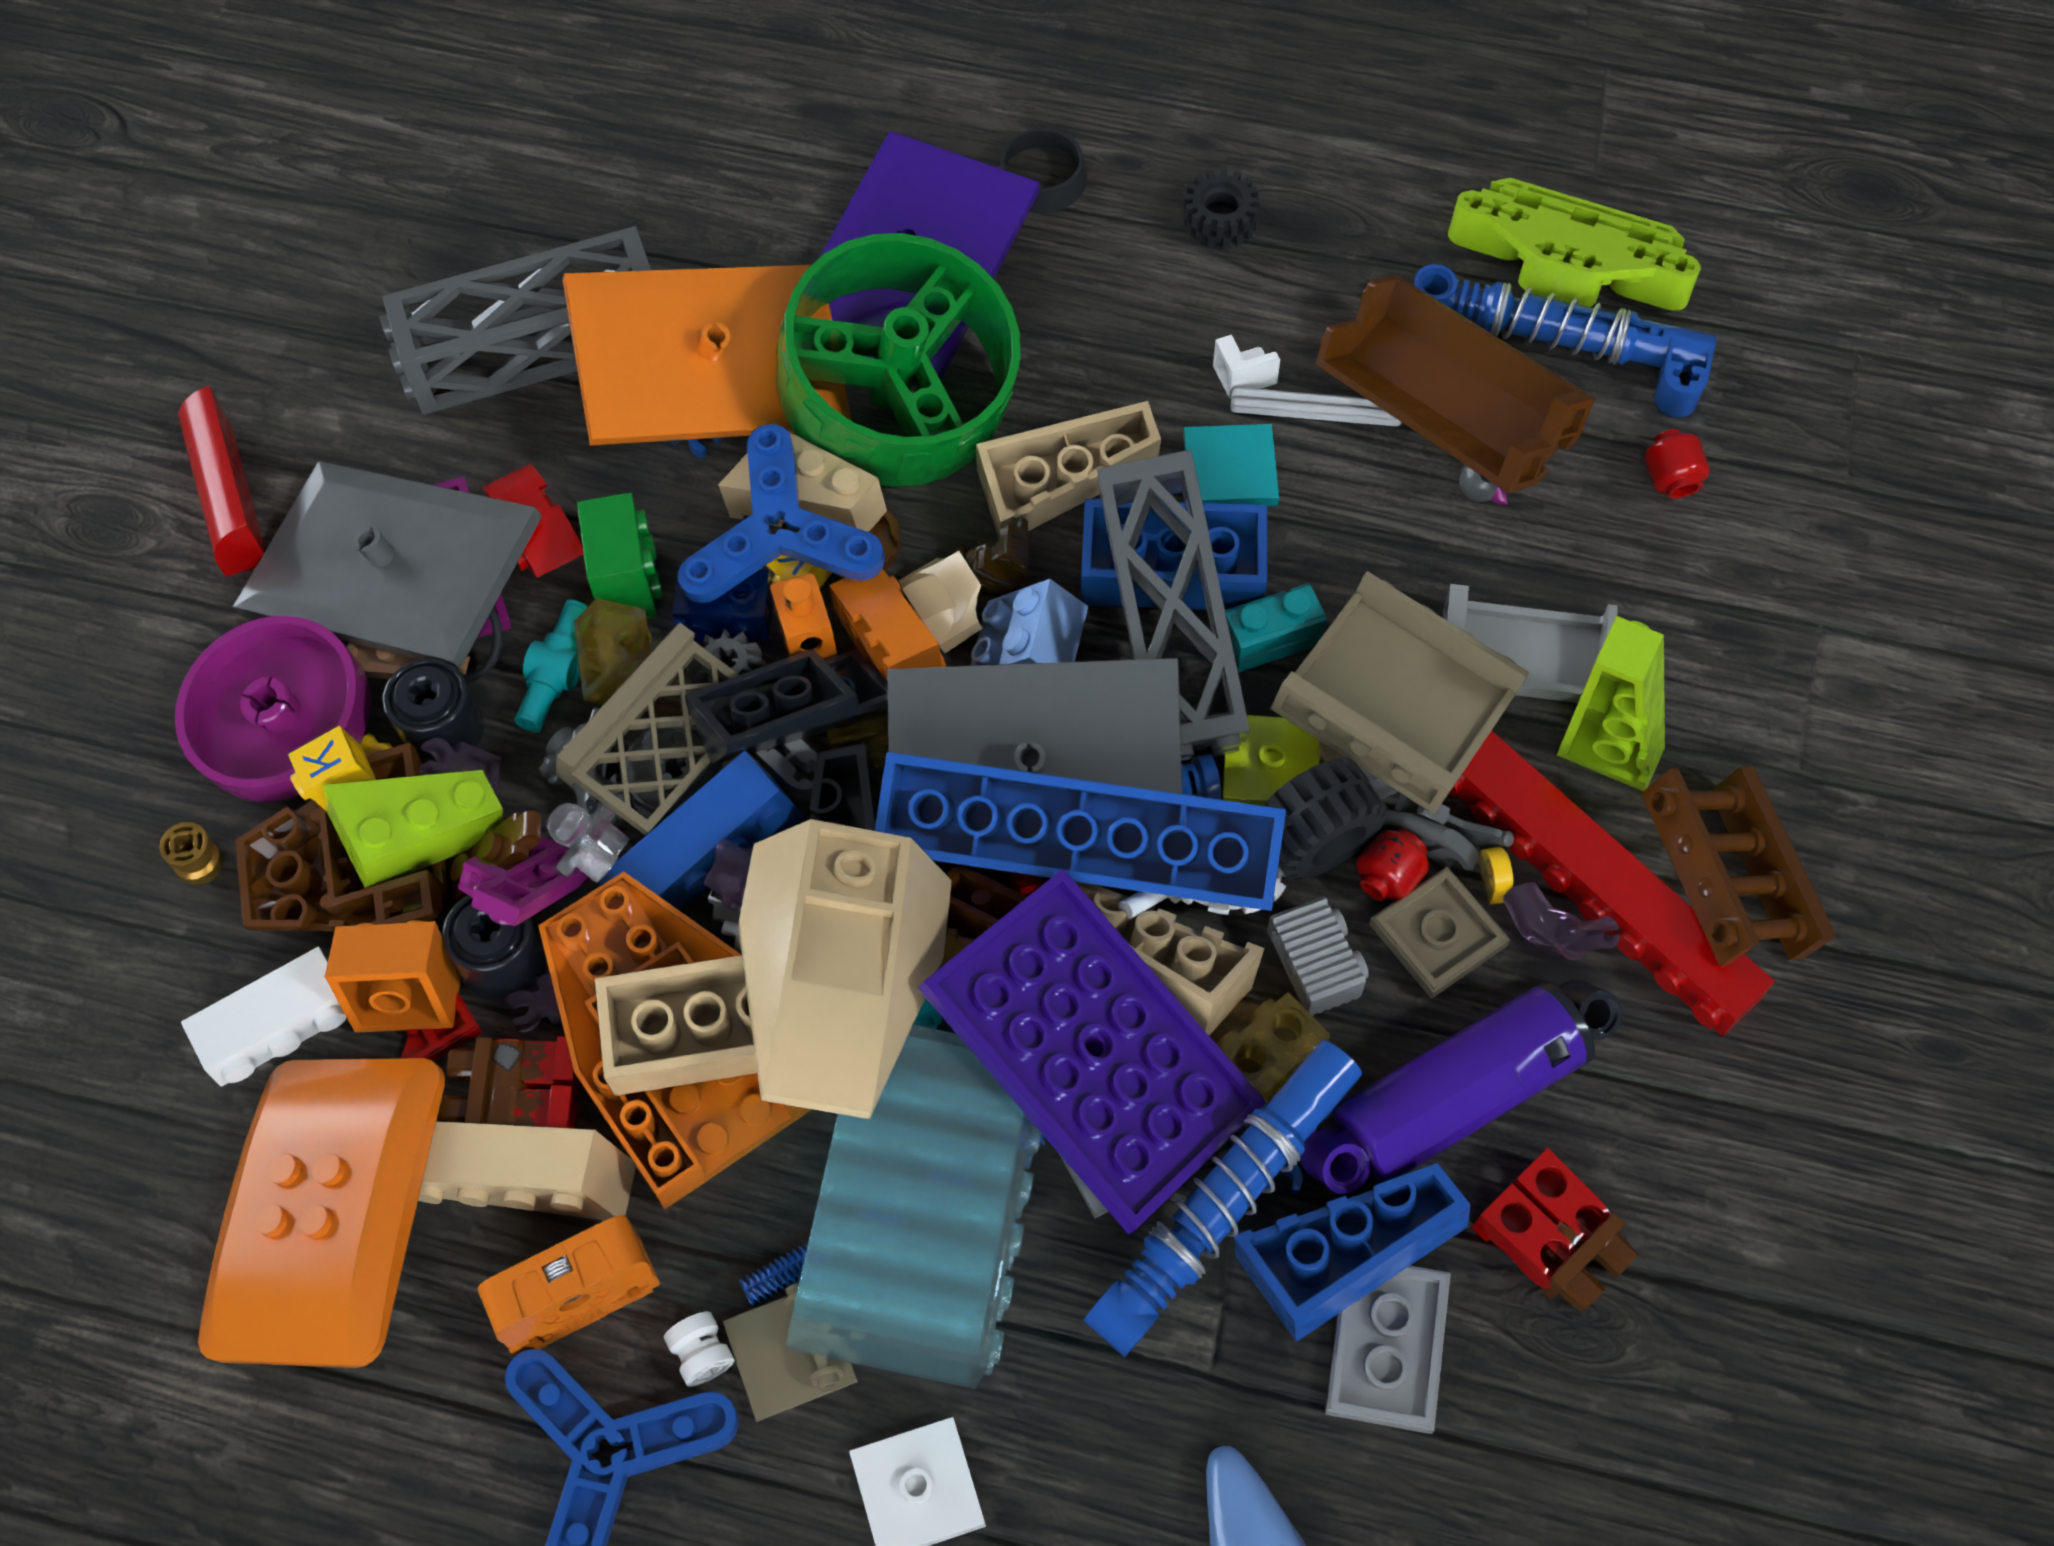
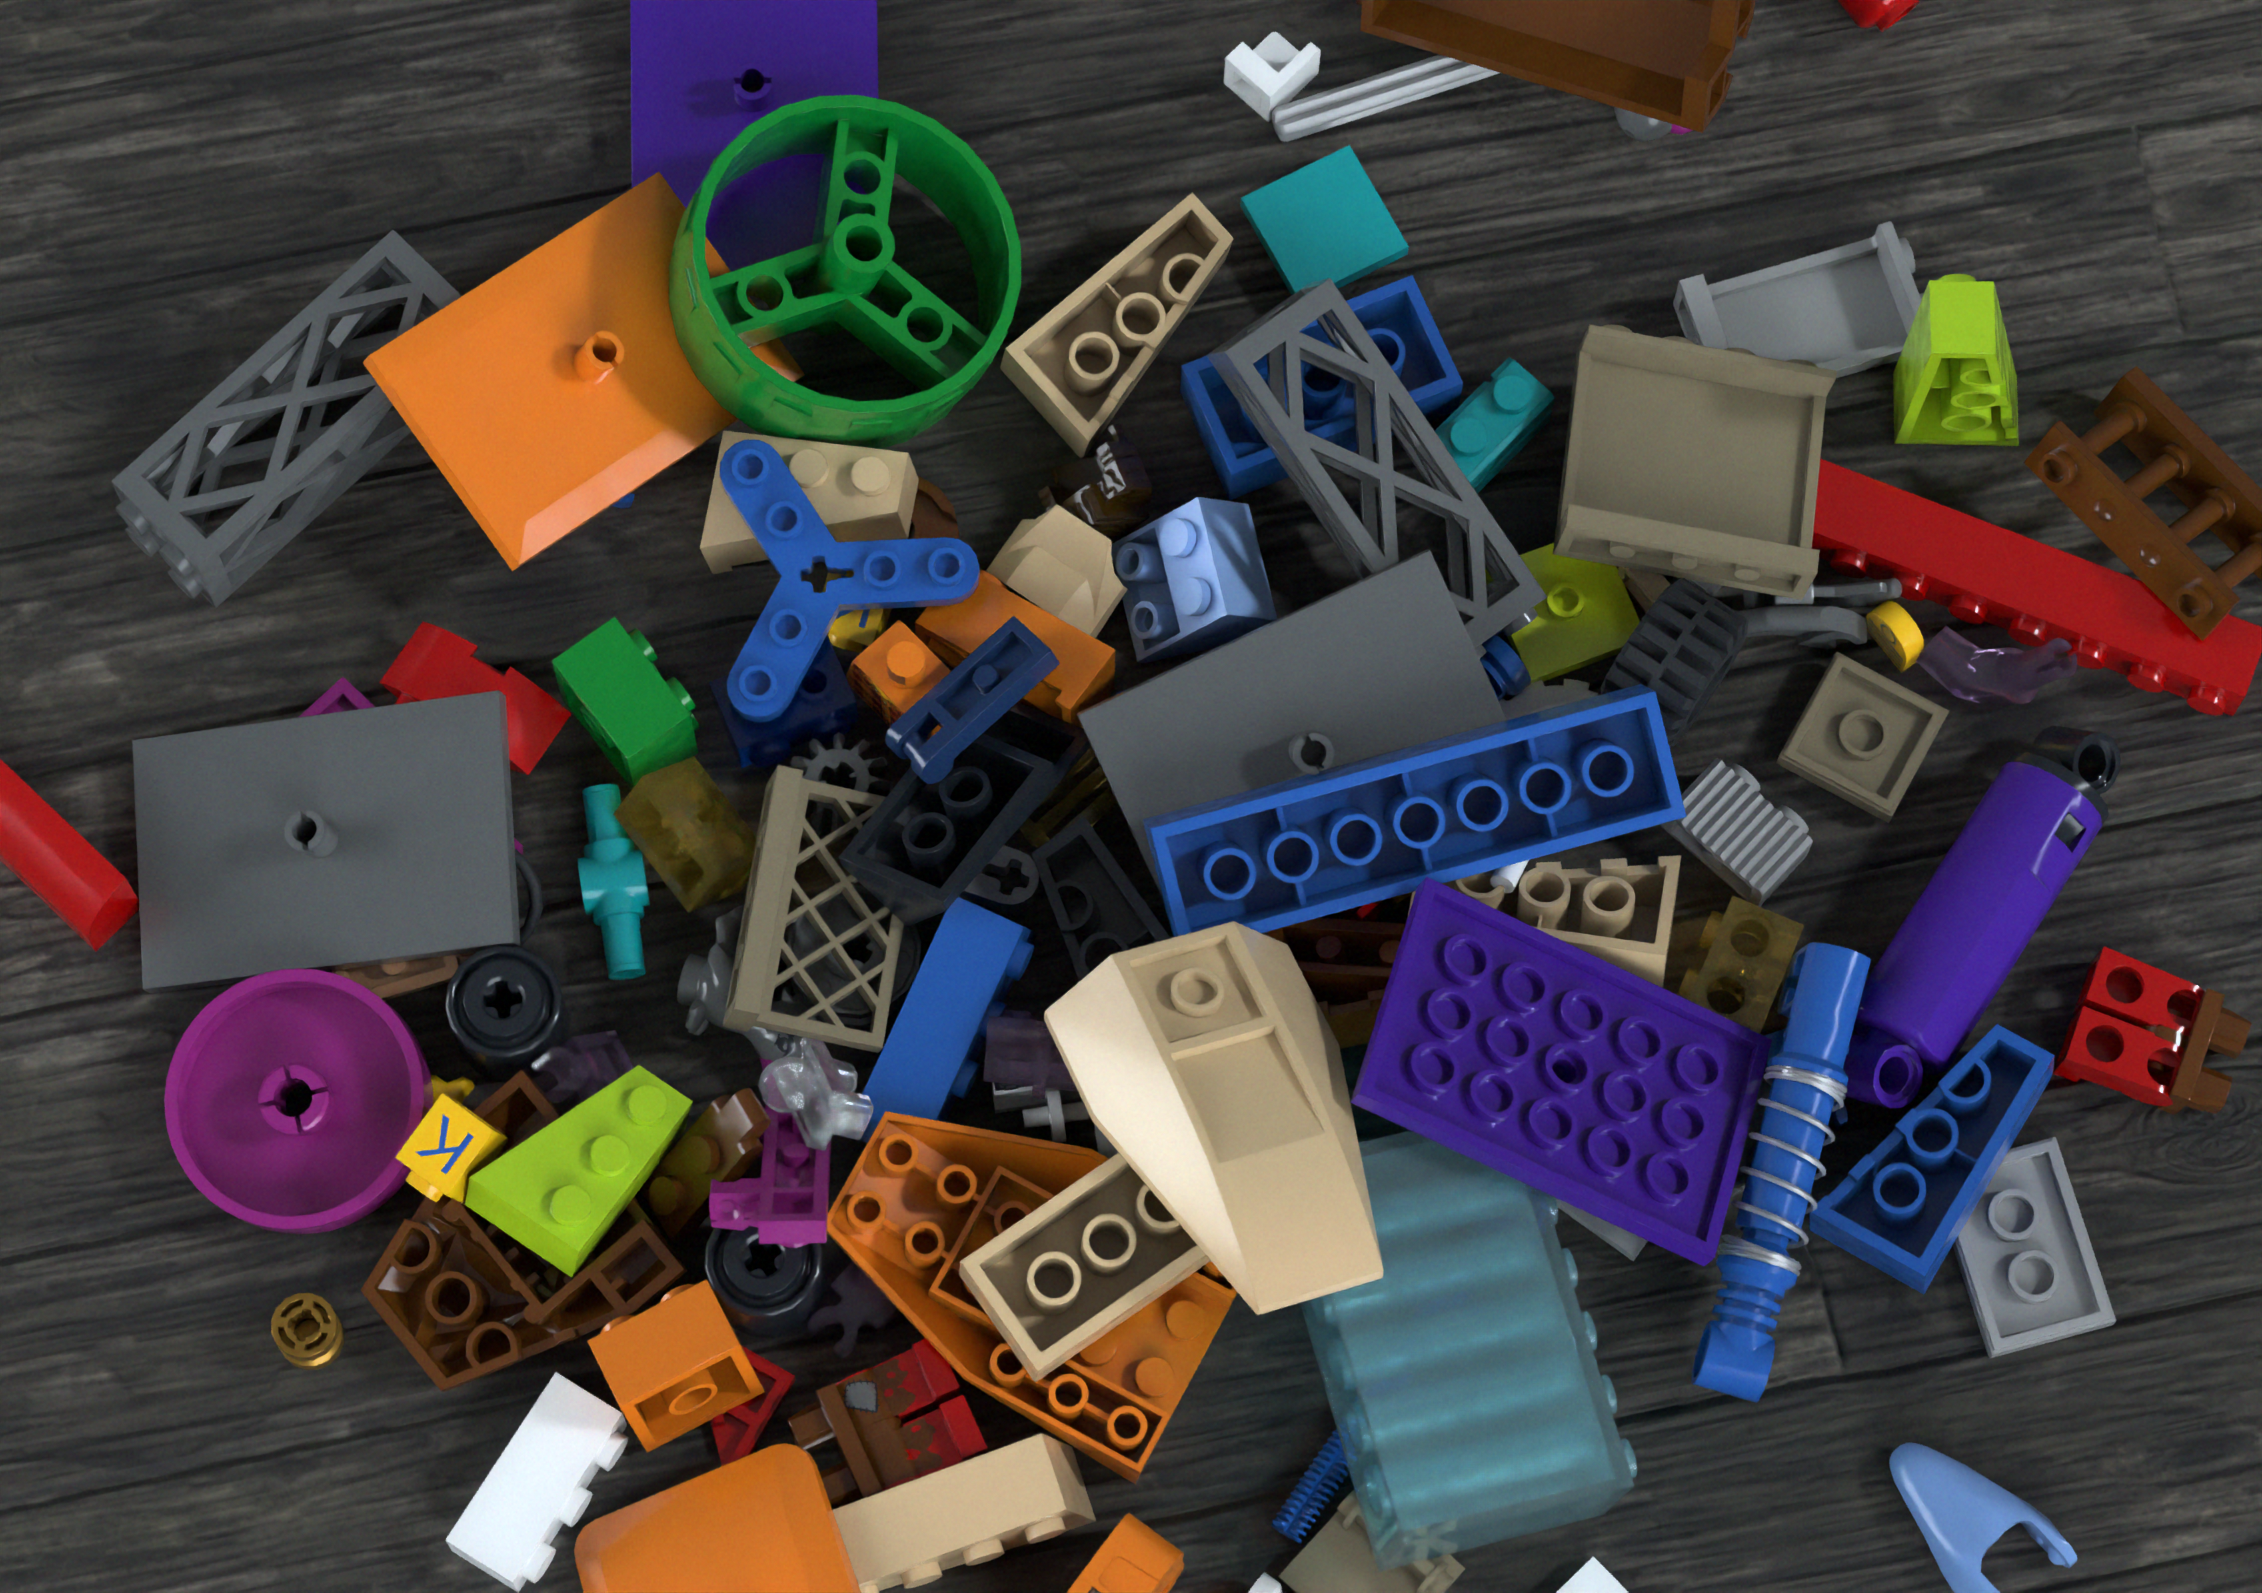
camera: 30 degrees left, 10 degrees up
(825, 635) = (970, 699): none -> dark blue plate
(1392, 865) = (1774, 680): red head -> none

